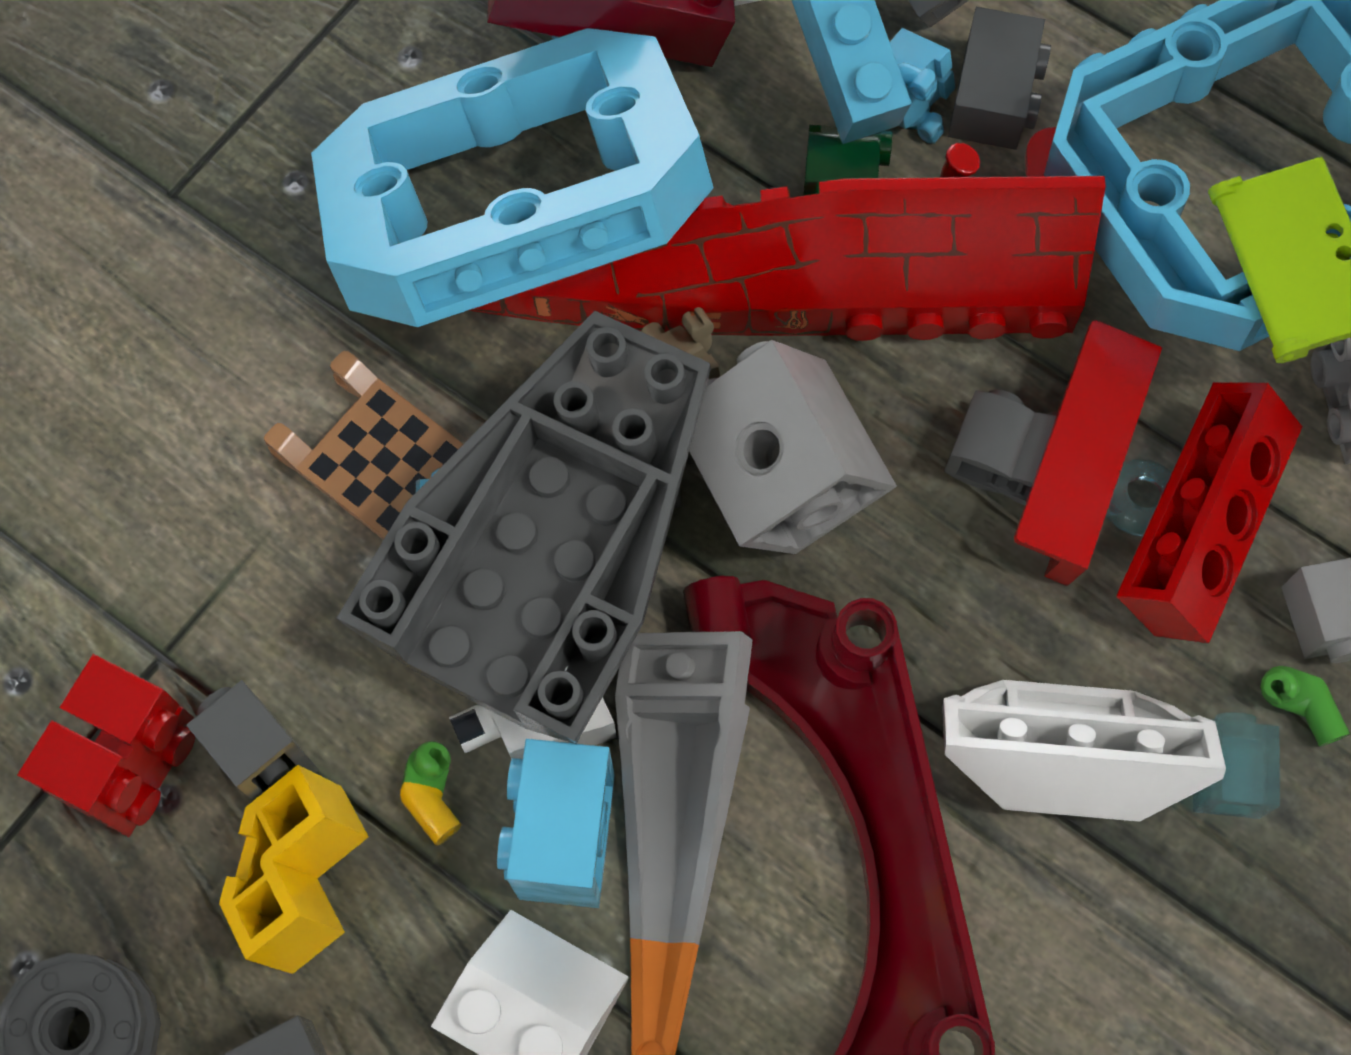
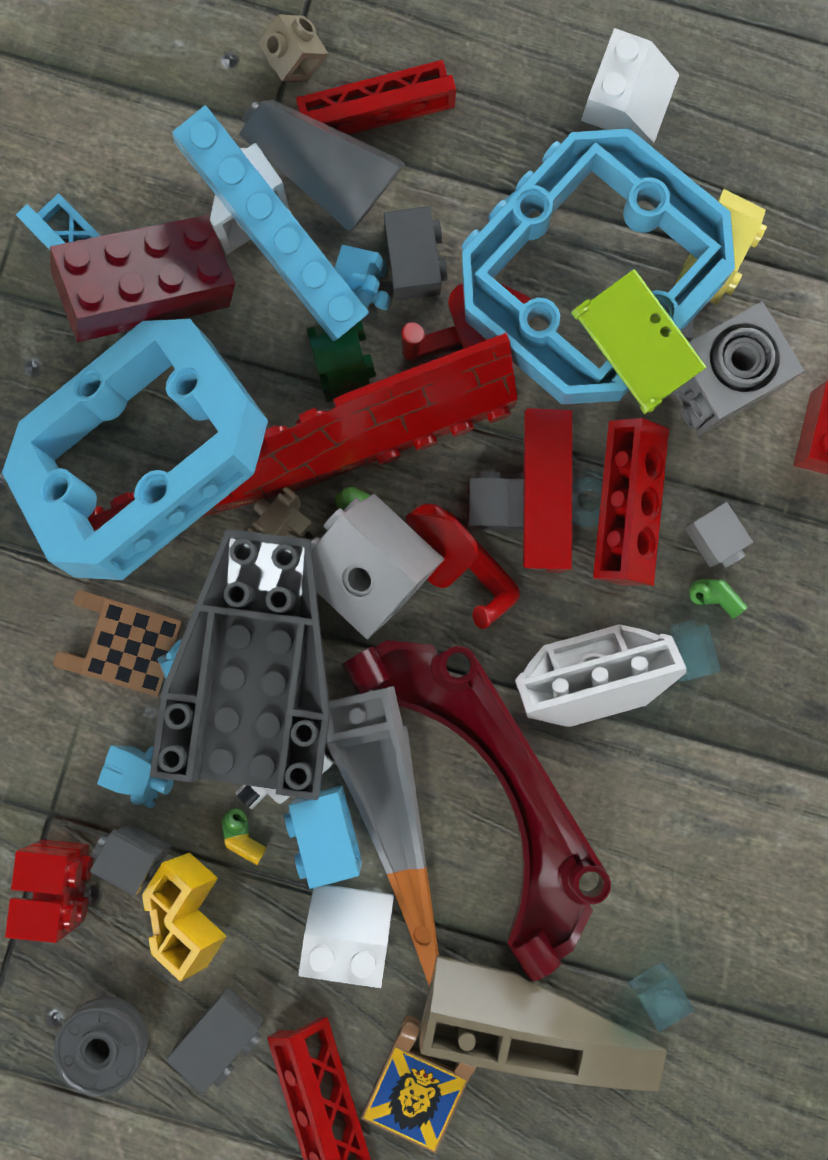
camera: 25 degrees left, 15 degrees up
(308, 632) = (128, 773): none -> medium azure piece
(924, 489) = (462, 552): none -> red piece

